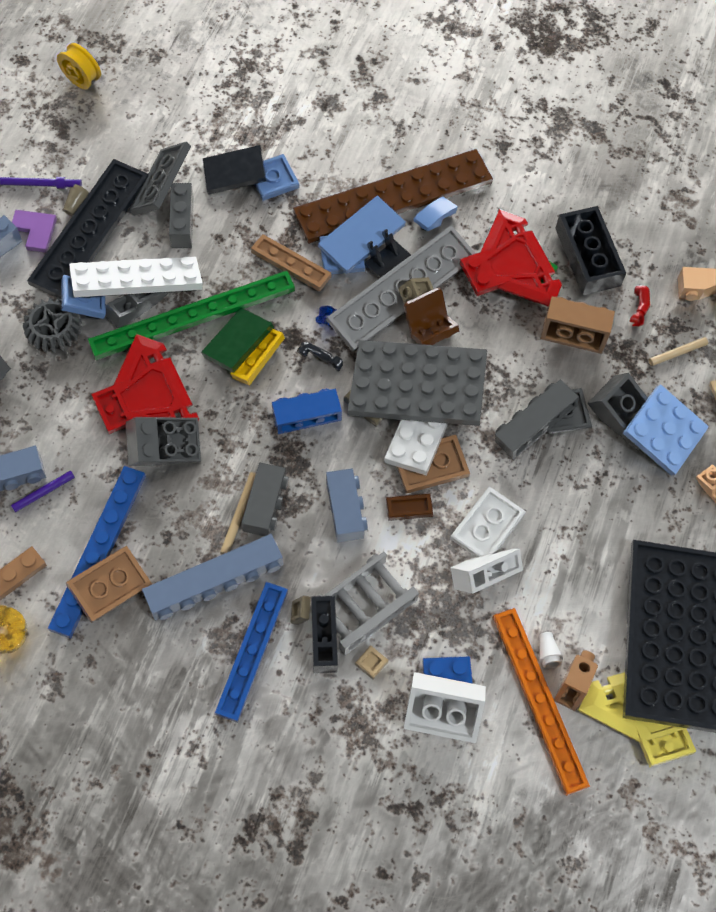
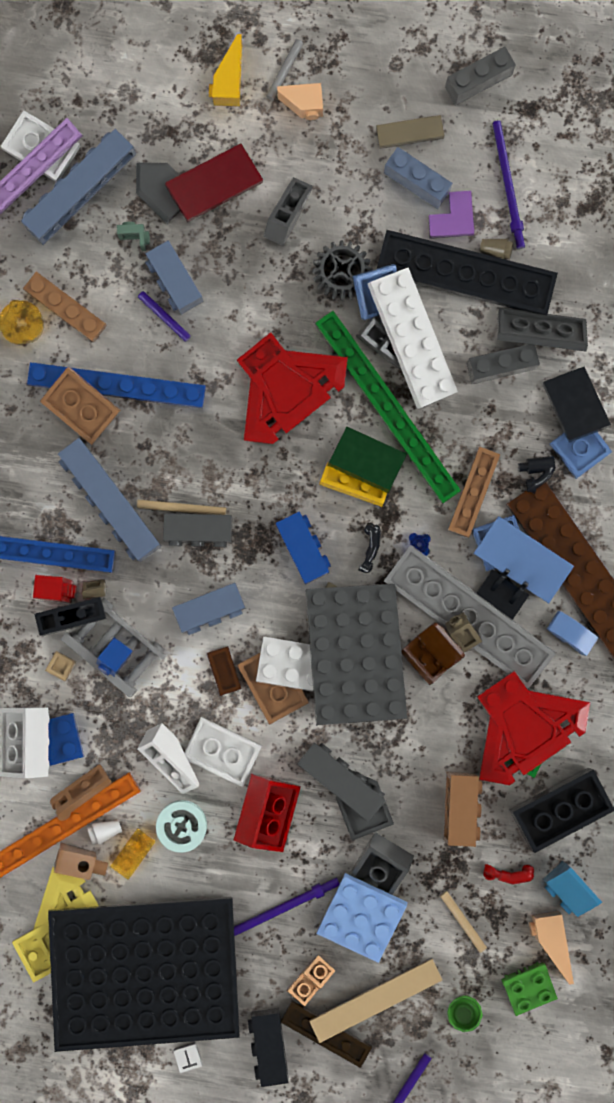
camera: 80 degrees right, 20 degrees up
(162, 441) = (236, 415): dark grey slope -> none
(280, 207) = (538, 465): none -> black plant
(292, 638) = (54, 589): none -> red brick
(376, 596) = (113, 657): none -> blue brick
(505, 665) = (80, 792): none -> medium nougat plate
(554, 494) = (267, 813): none -> red slope
(561, 562) = (167, 816): none -> light aqua wheel
(574, 627) = (132, 854): none -> clear yellow slope
(636, 467) = (316, 892): none -> dark purple bar
(661, 256) = (571, 890): none -> dark azure slope

